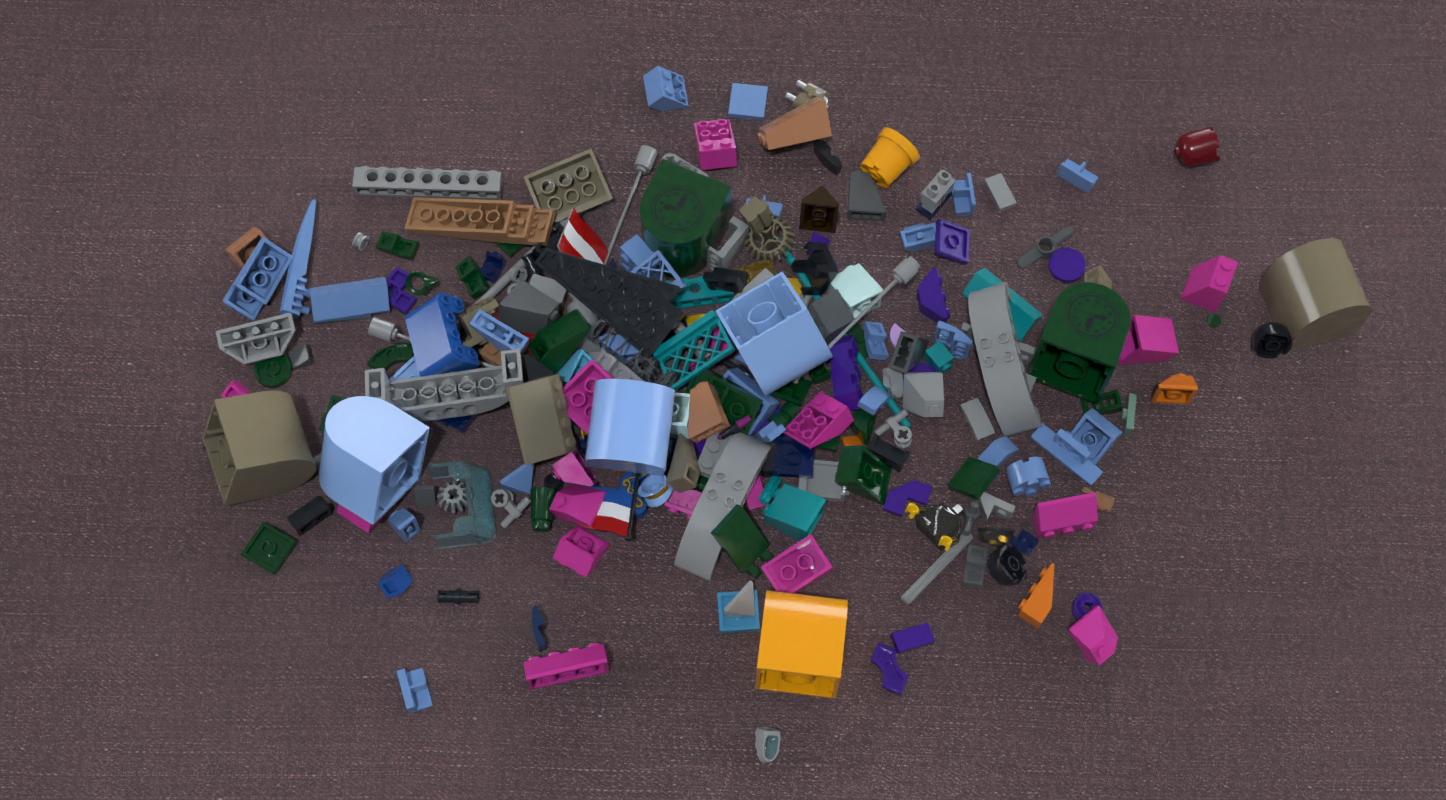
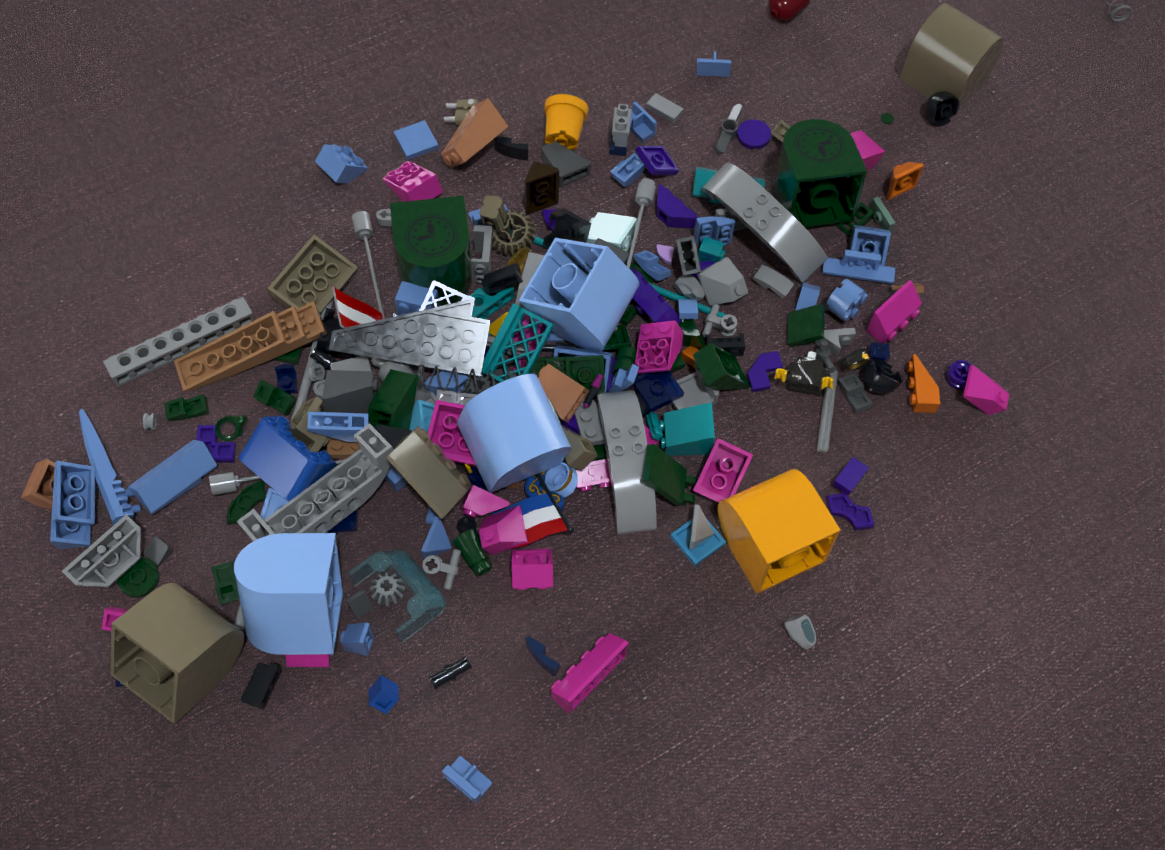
camera: 35 degrees left, 5 degrees down
(268, 548) = (242, 737): dark green plate -> none
(1209, 282) = (869, 89): dark pink slope -> none

